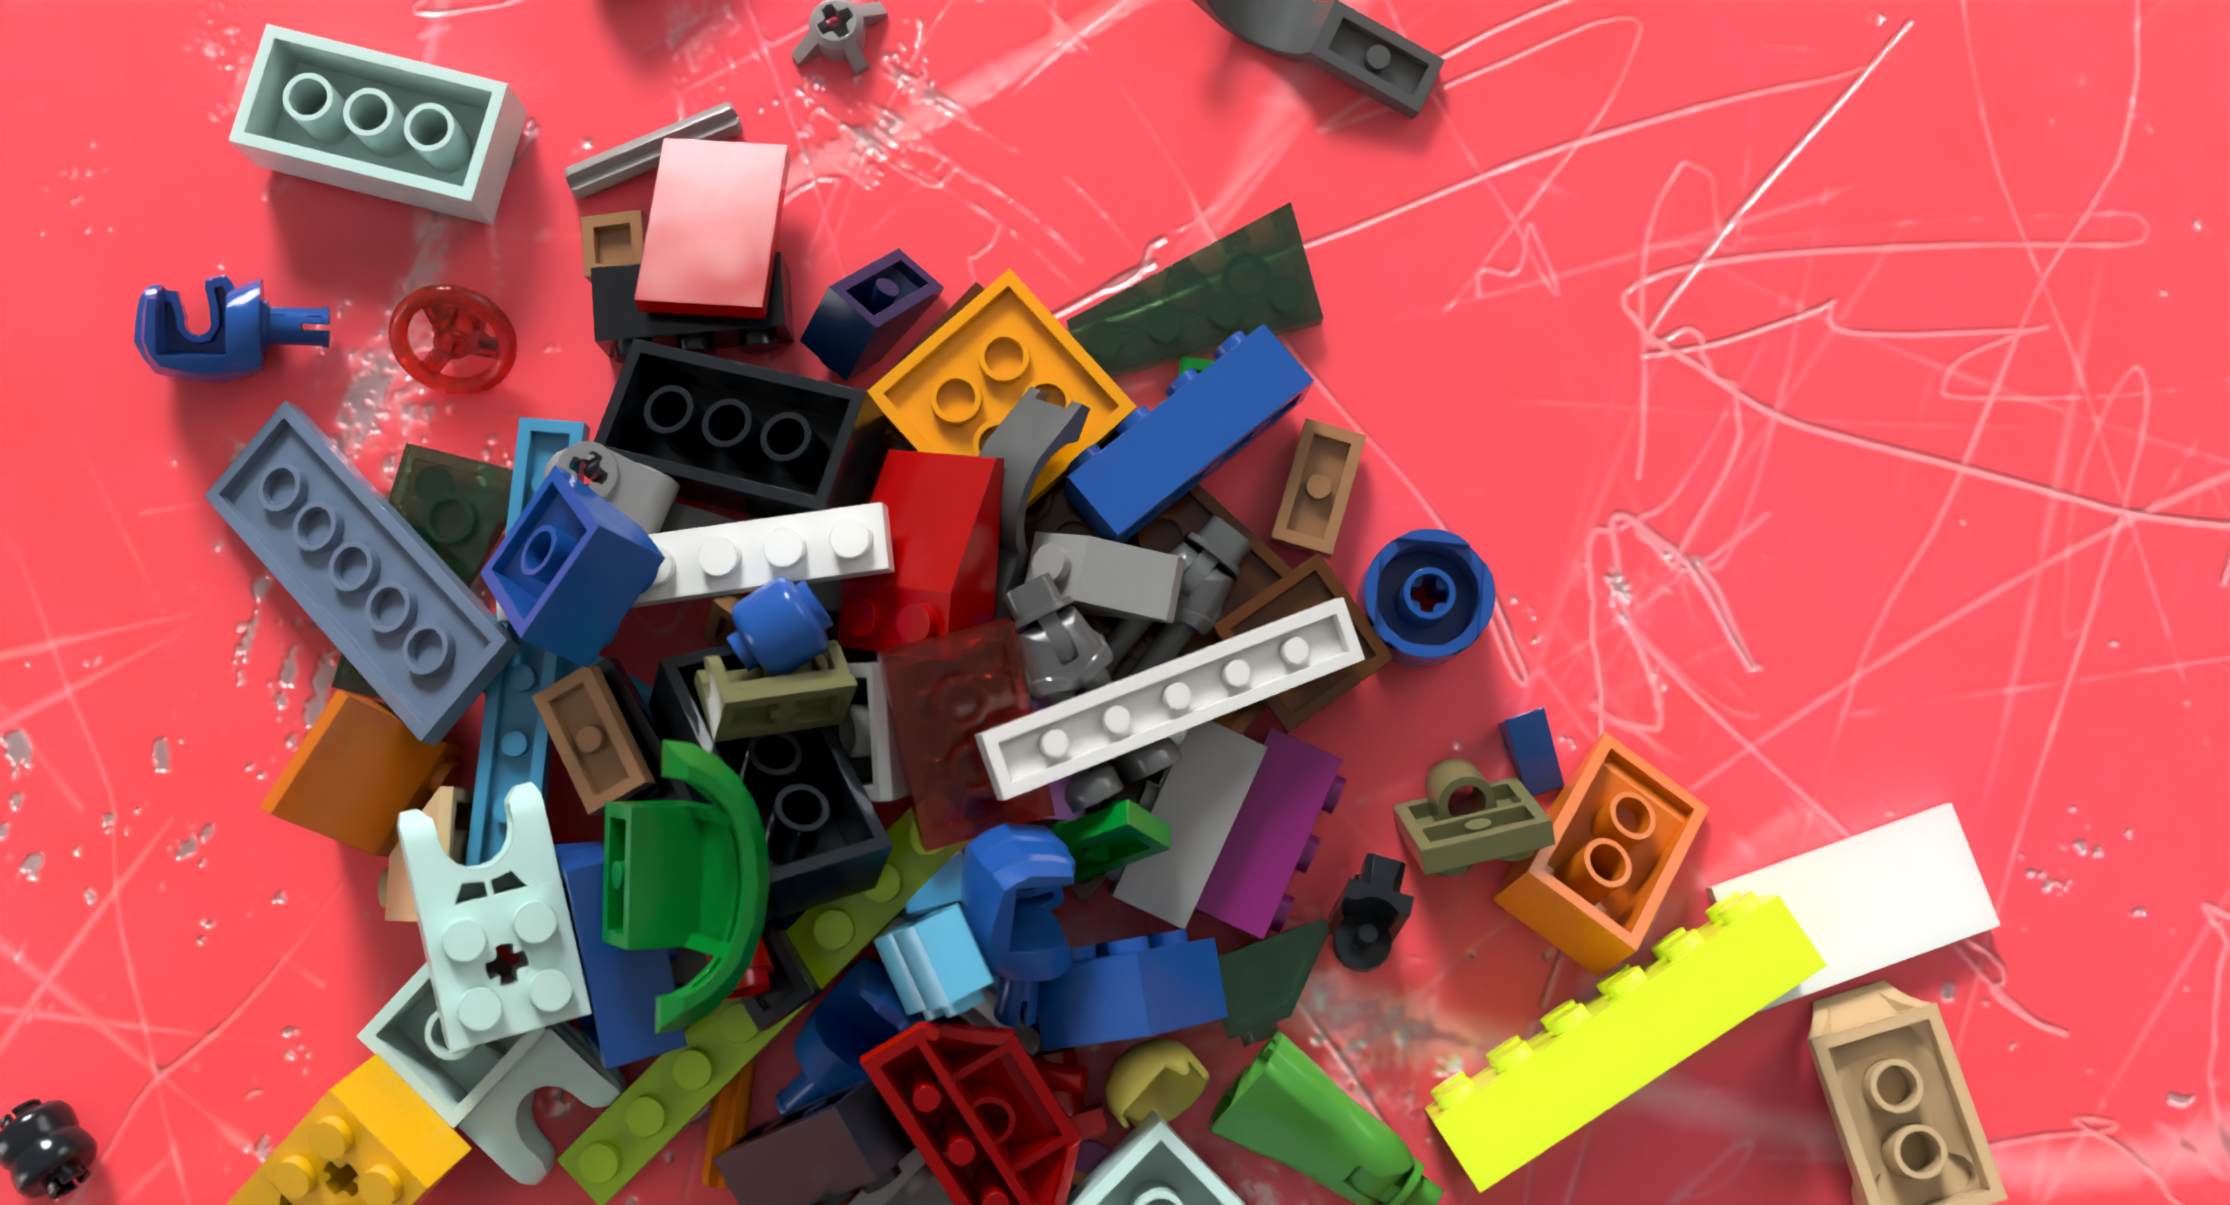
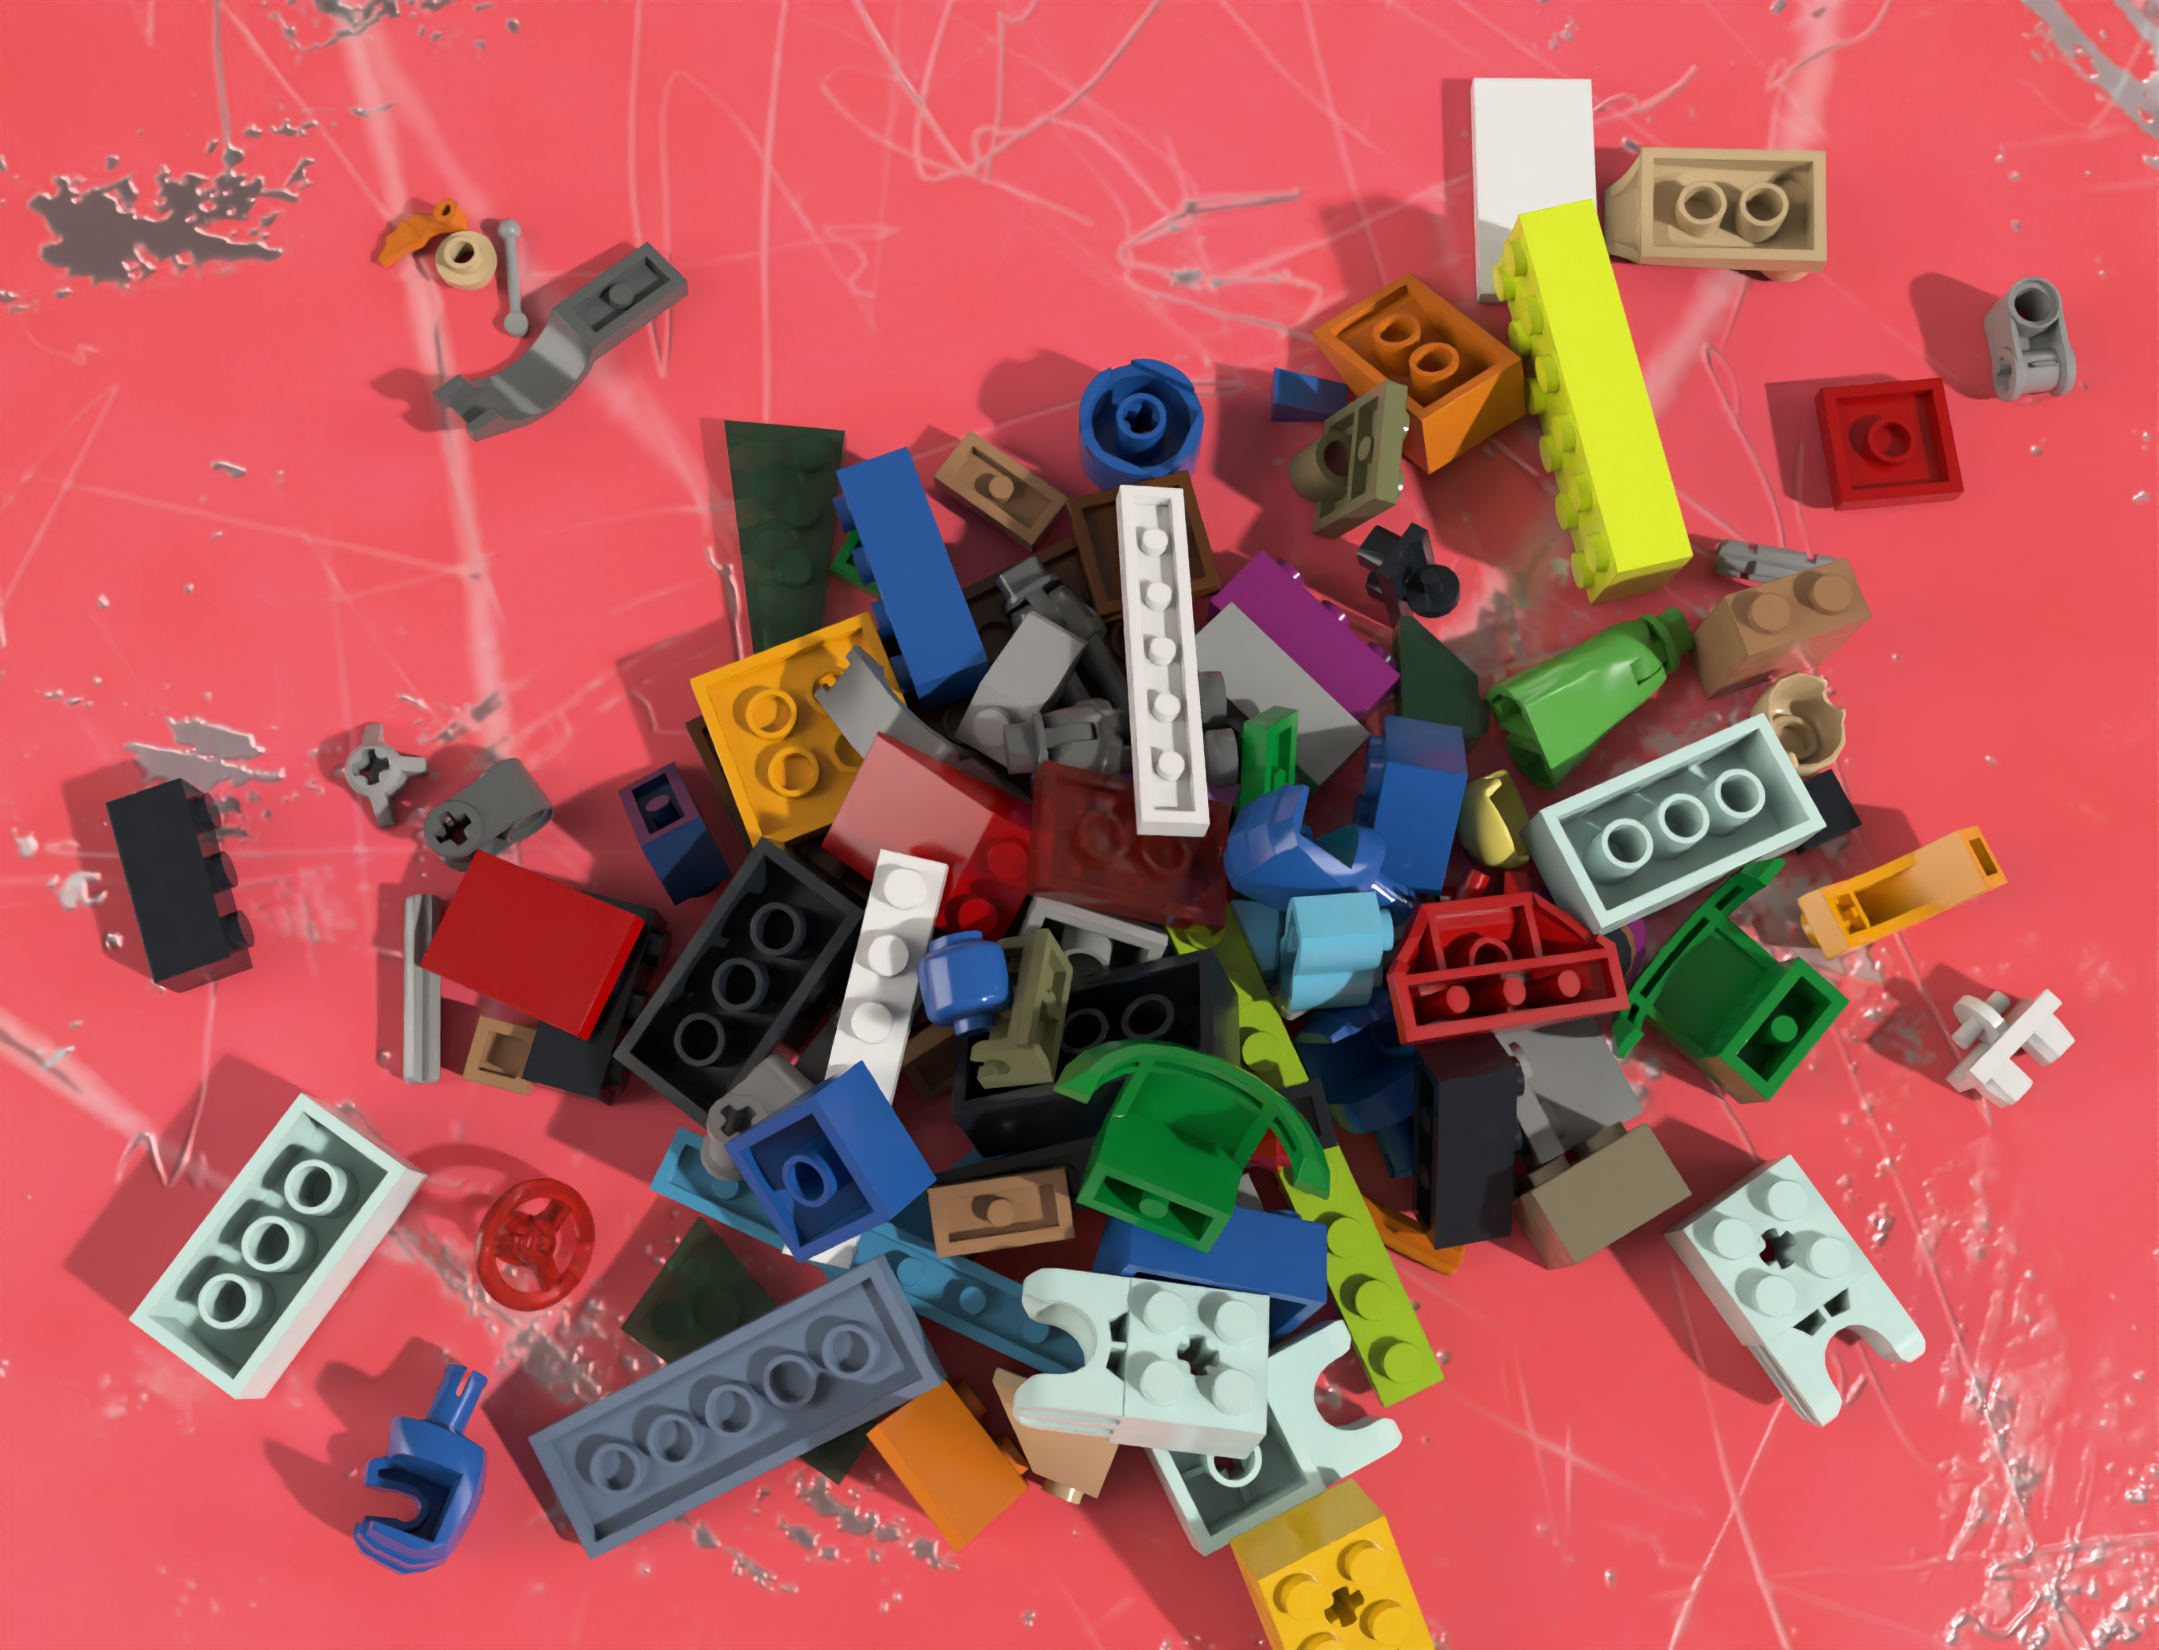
camera: 70 degrees left, 5 degrees down
(834, 148) = (493, 812): none -> dark grey piece

